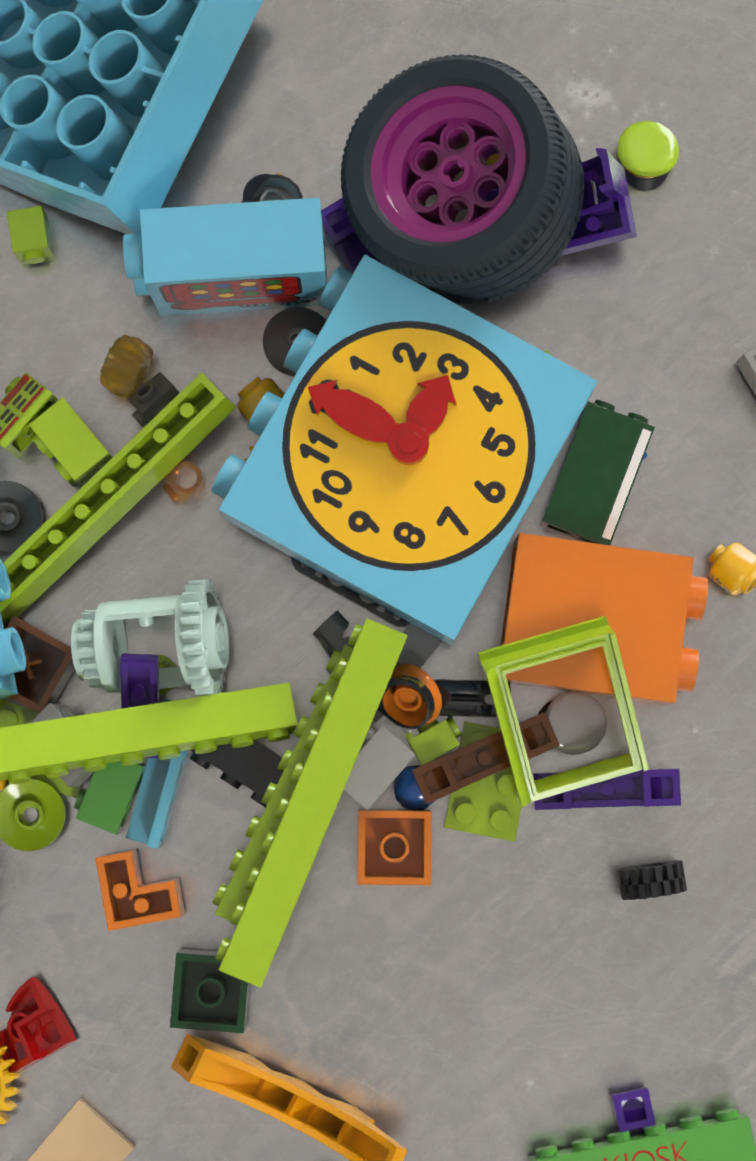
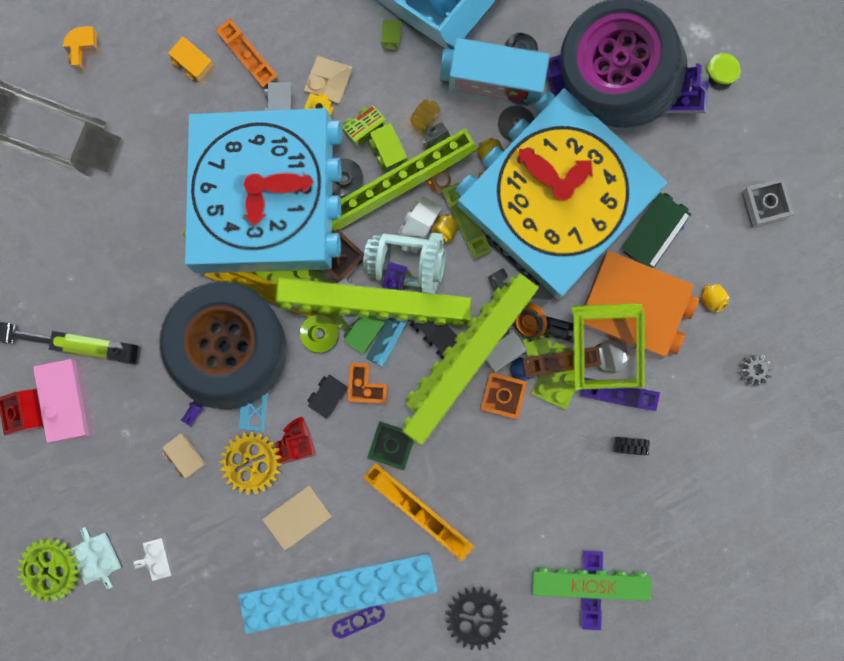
camera: 10 degrees right, 0 degrees up
(72, 927) = (328, 396): none -> black brick
(163, 561) = (420, 220): none -> white brick
(213, 561) = (446, 226): none -> yellow head
(263, 560) = (470, 231): none -> lime slope

